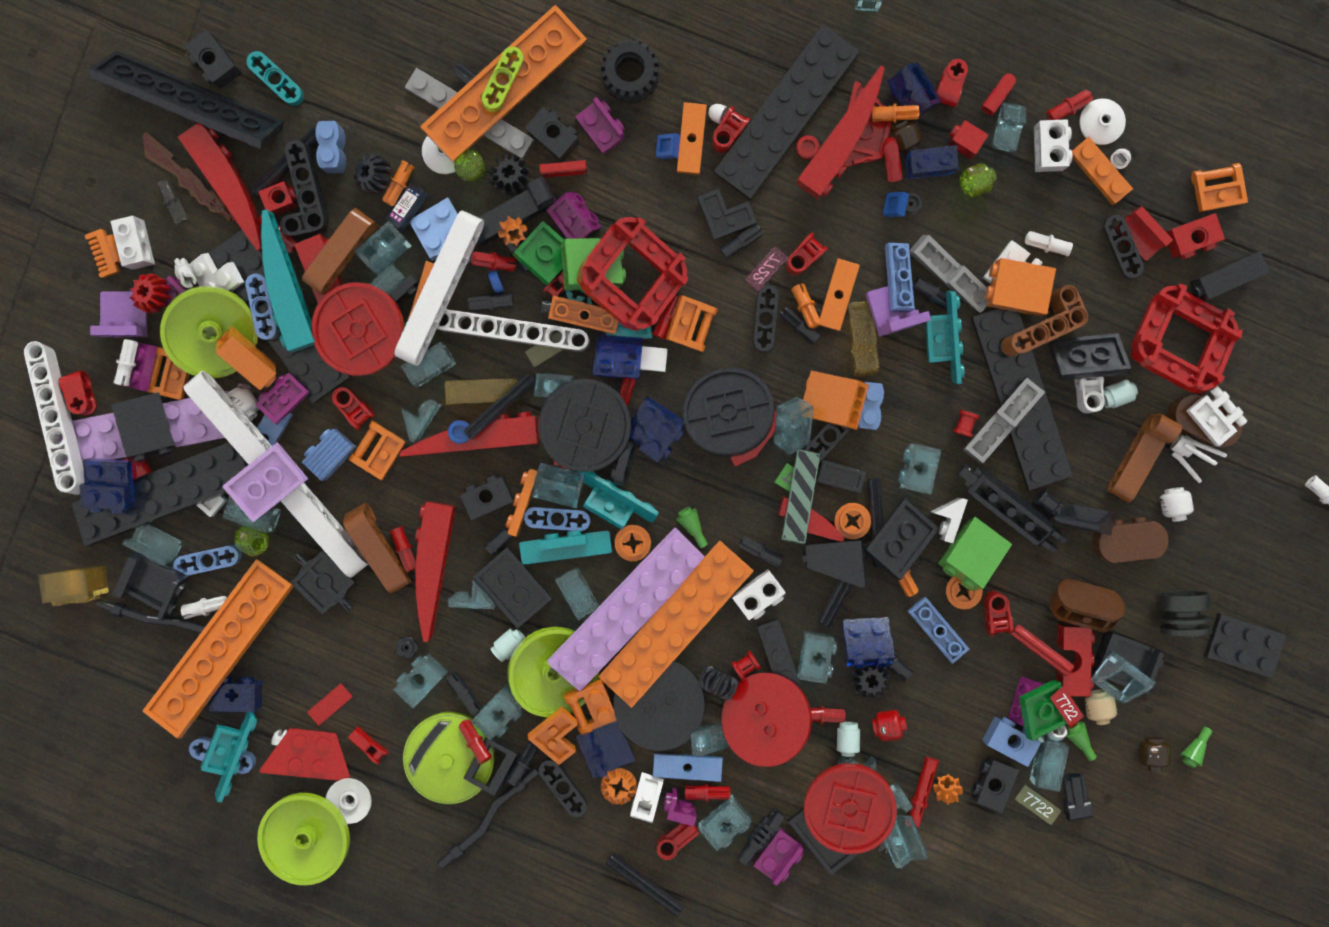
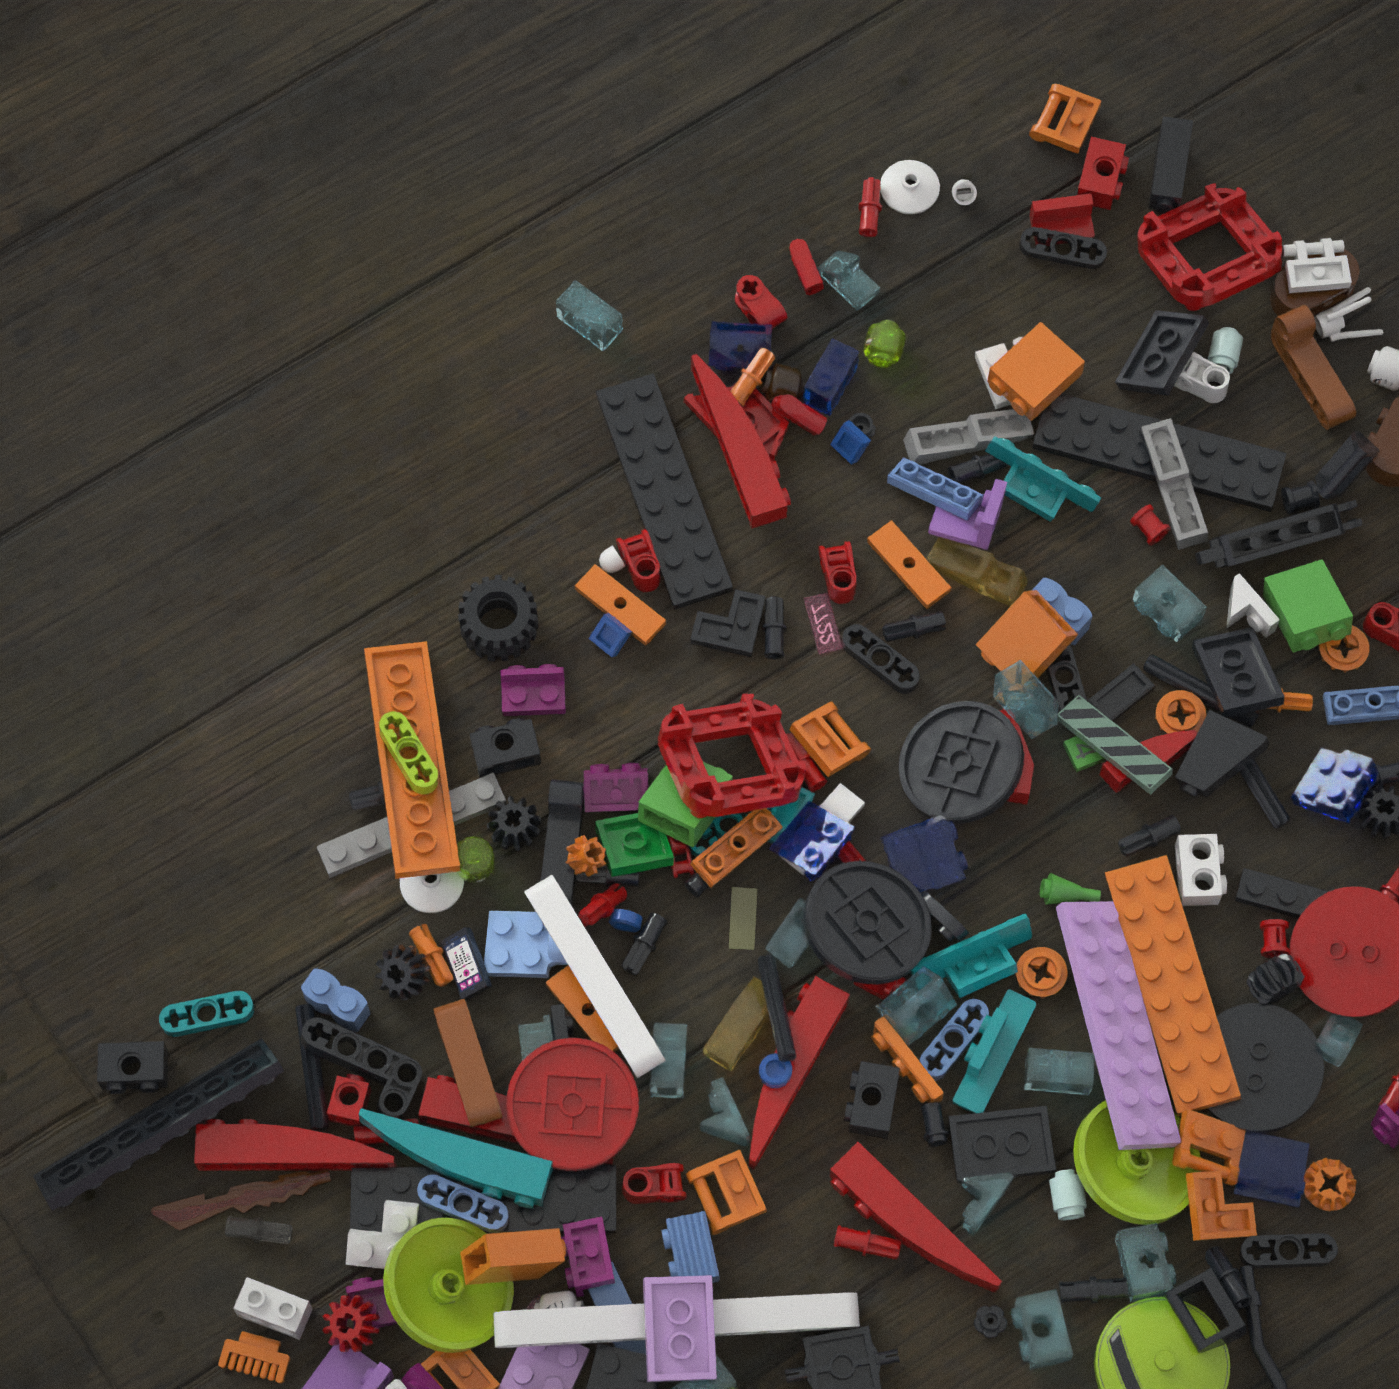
camera: 60 degrees left, 20 degrees down
(184, 272) = (355, 1266): white axle -> none
(375, 548) = (842, 1266): dark orange beam -> none
(382, 248) = (496, 1018): clear light blue brick -> none
(474, 741) = (1162, 1306): red axle -> none
(521, 335) = (703, 928): white beam -> none
(563, 169) = (552, 761): red tile -> none
(646, 797) = (1362, 1153): white slope -> none
(703, 767) = (1367, 1072): medium blue tile -> none
(806, 306) = (897, 604): orange axle -> none
(807, 147) = (719, 493): red tile -> none
(808, 668) = (1322, 869): clear light blue brick -> none
(967, 139) = (831, 323): red brick -> none
(1044, 330) = (1101, 347): dark orange beam -> none
(1045, 144) = (896, 255): white brick -> none
(1048, 243) = (1006, 318): white axle -> none
(1100, 171) = (963, 220): orange plate -> none

